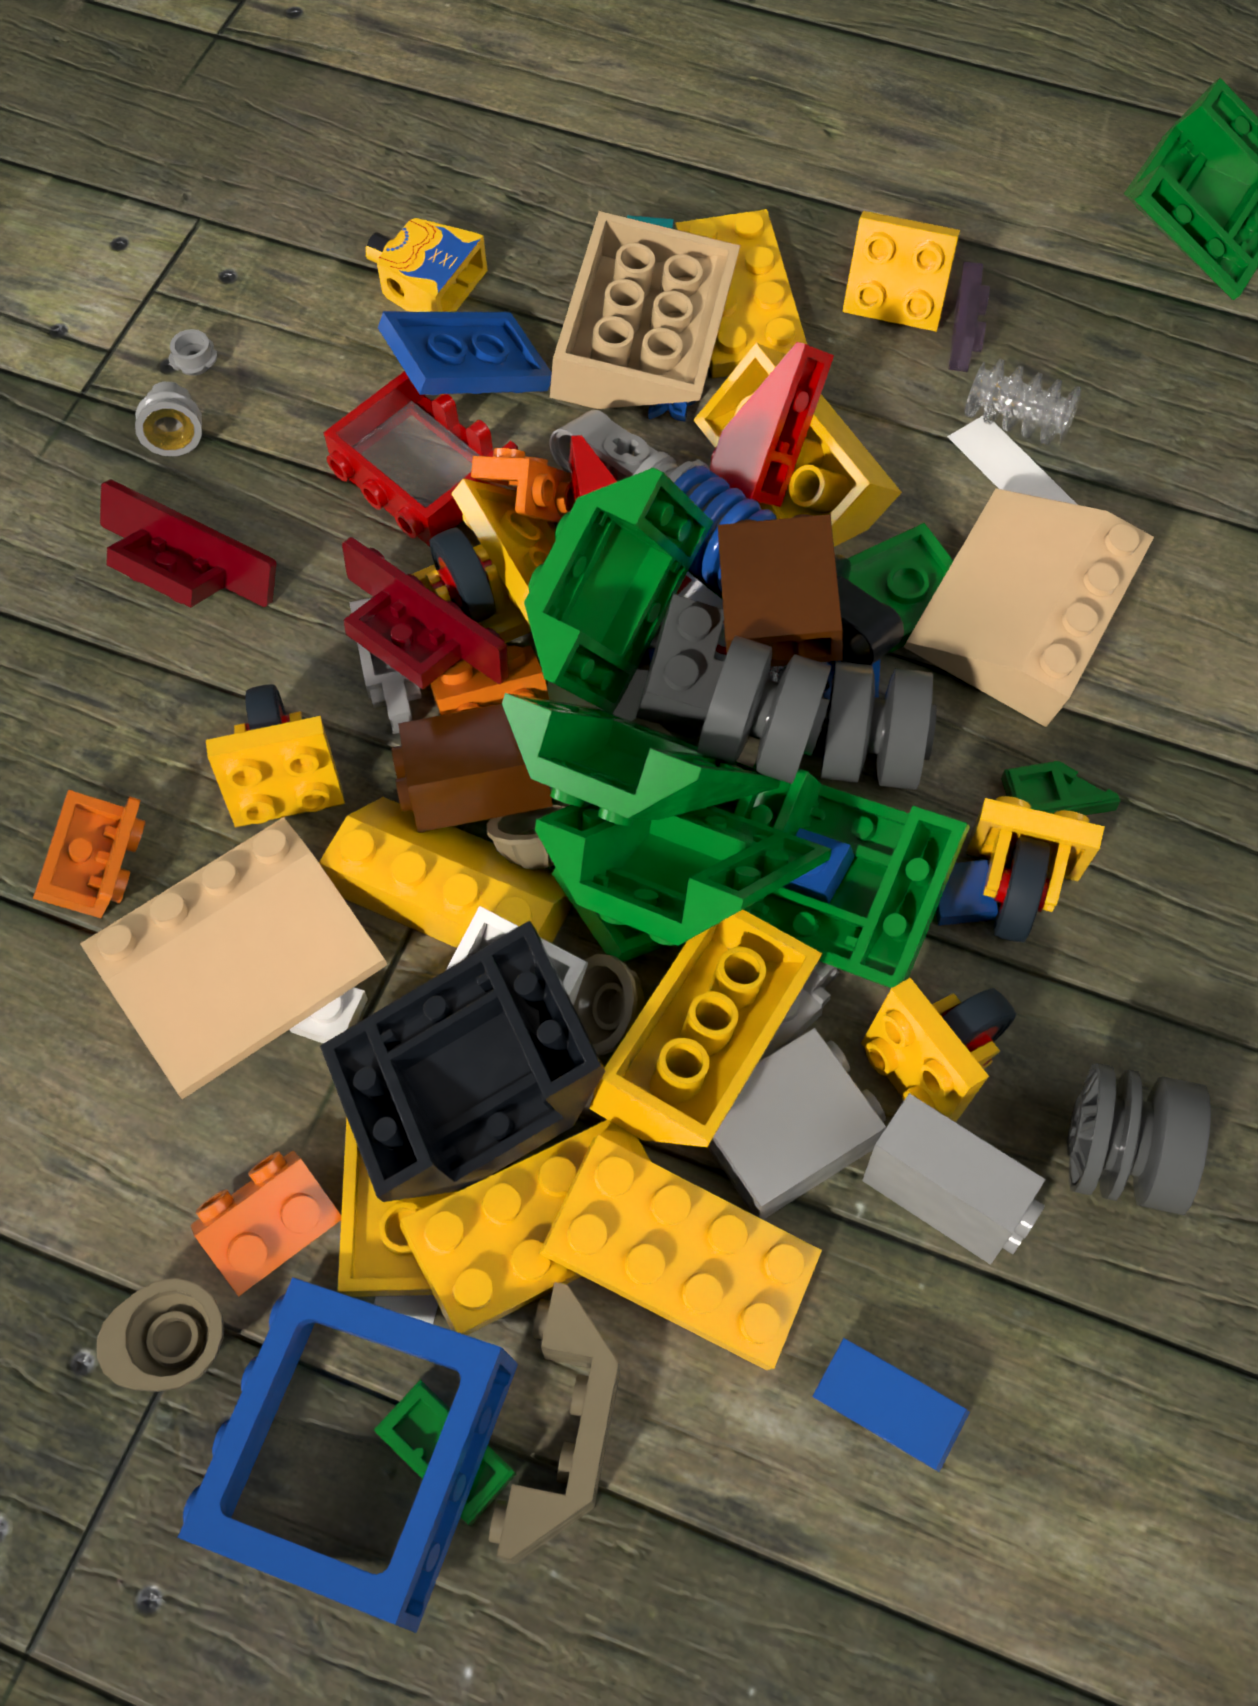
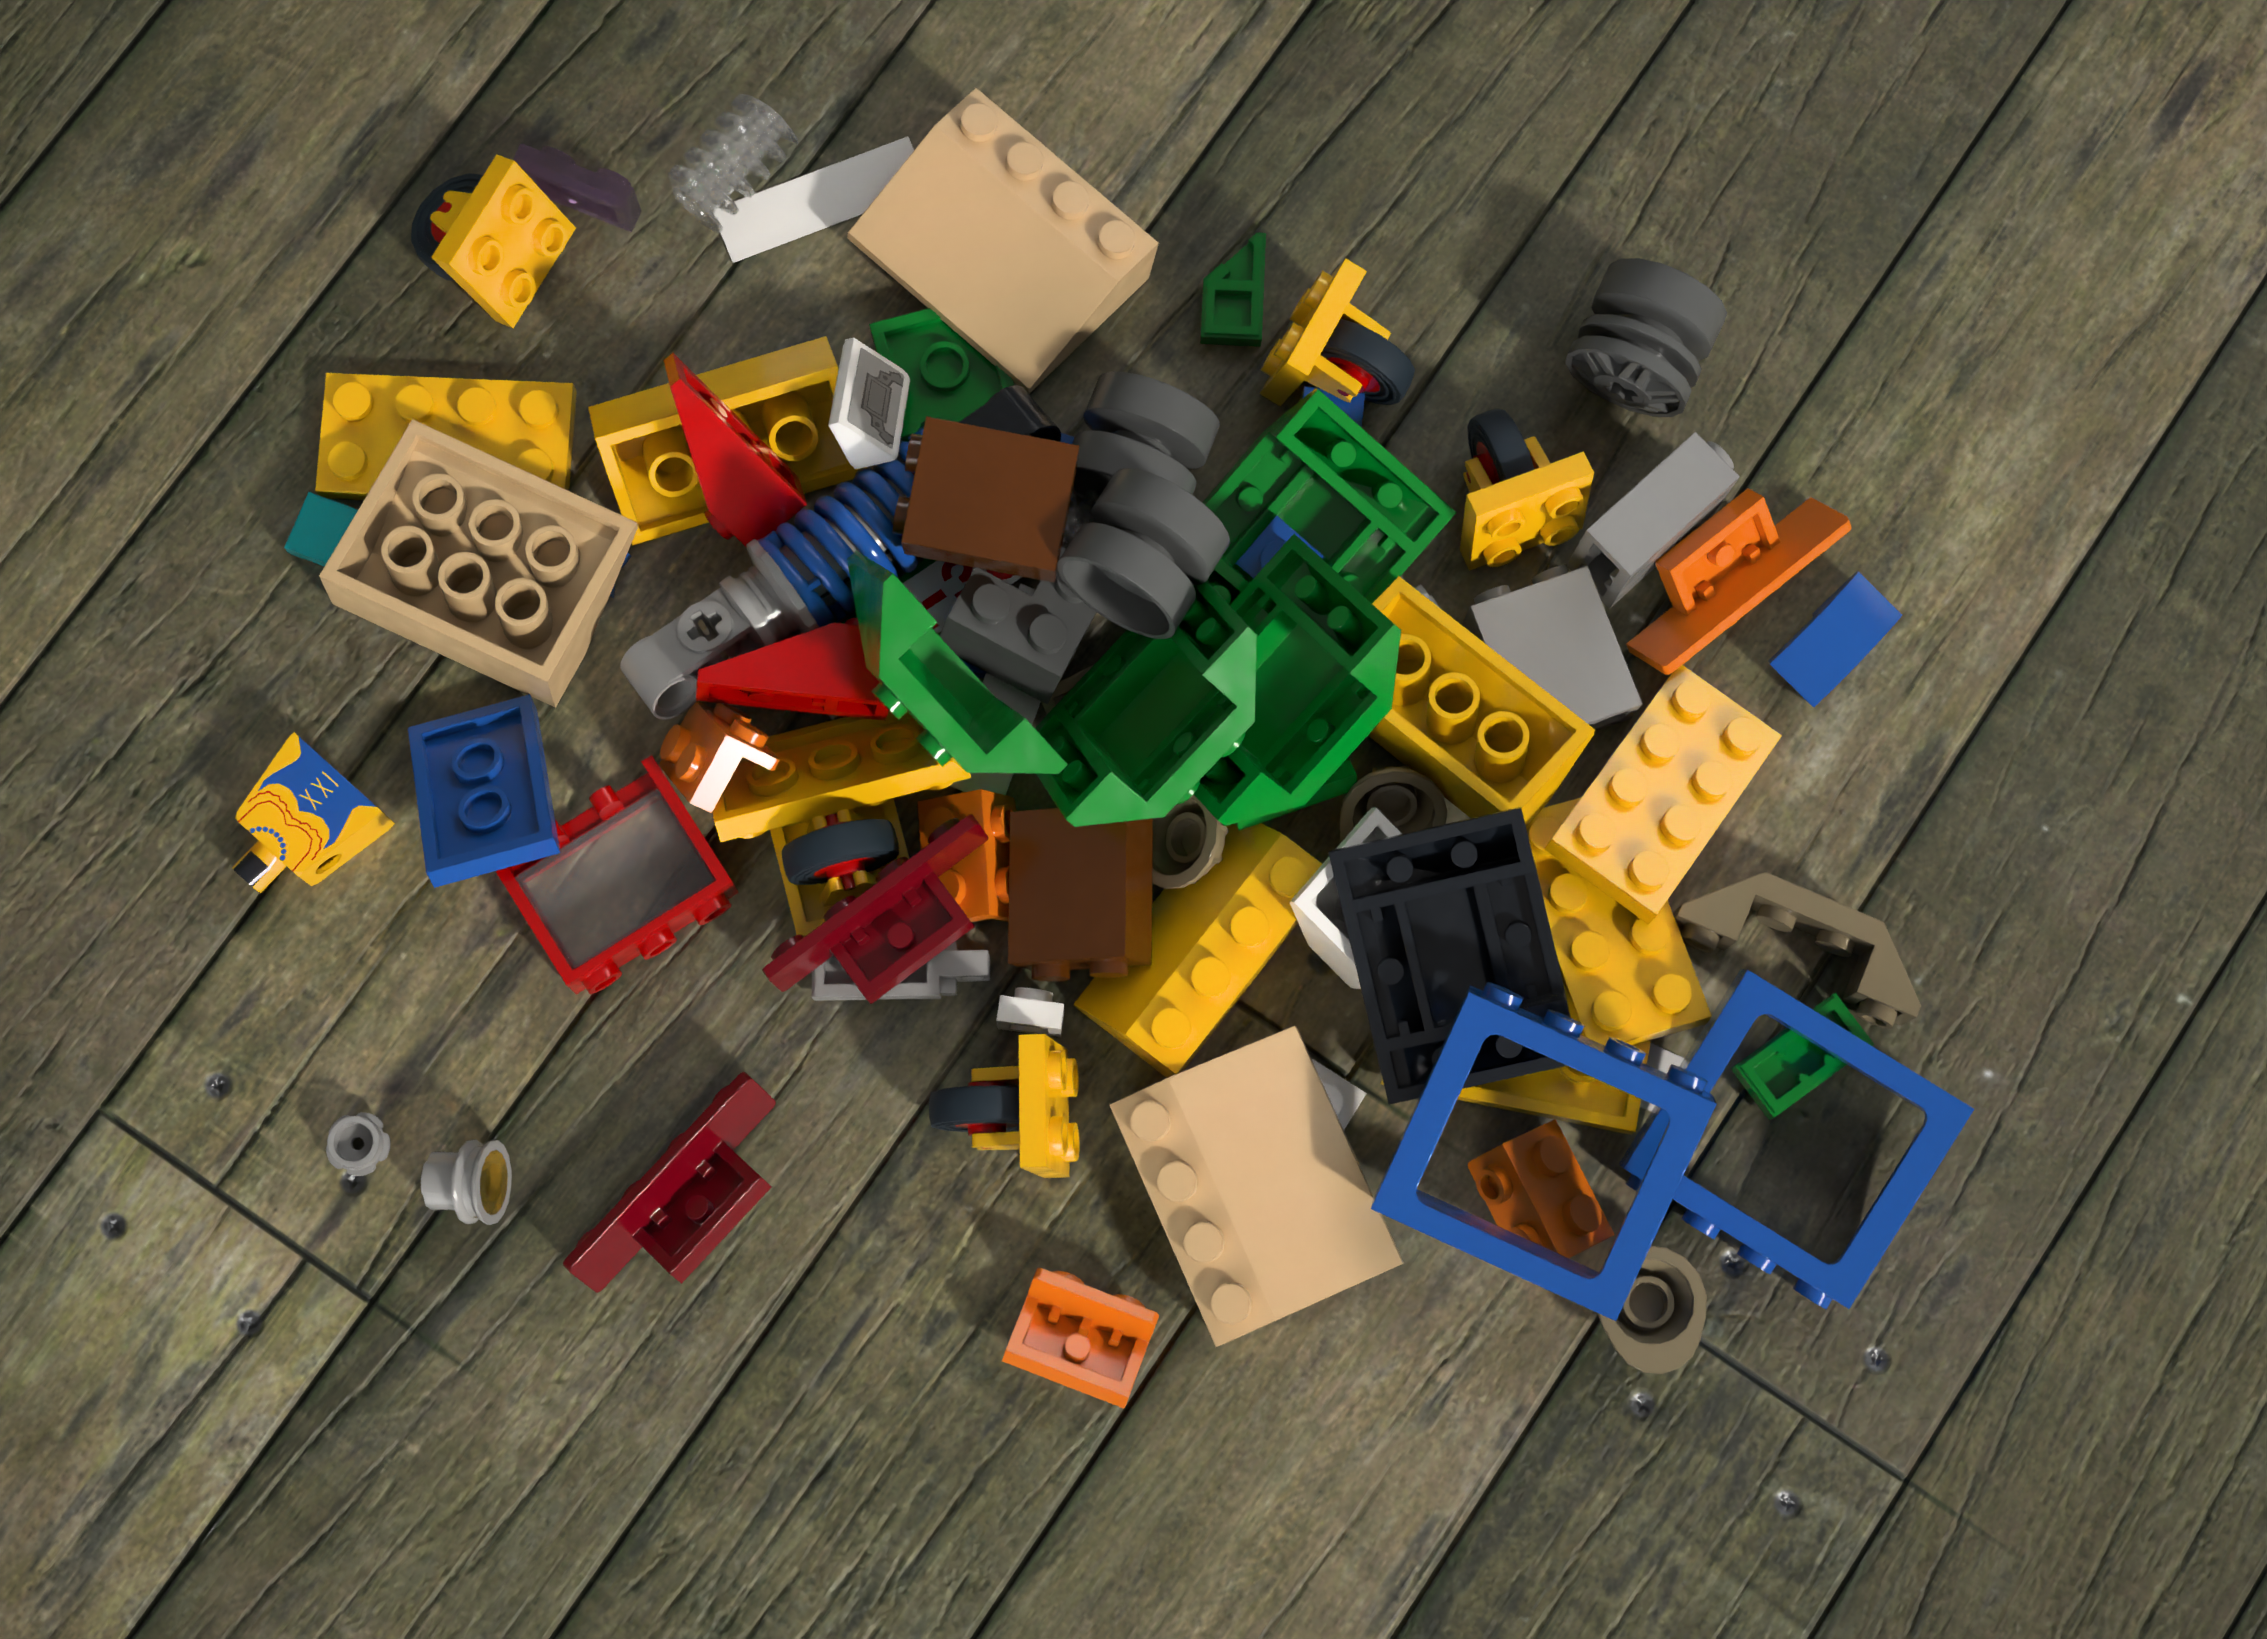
camera: 85 degrees left, 15 degrees up
(364, 759) = (1030, 1012): none -> white plate
(367, 1213) = (1617, 1064): none -> blue piece
(860, 512) = (868, 405): none -> slope
(932, 1277) = (1729, 570): none -> orange bracket

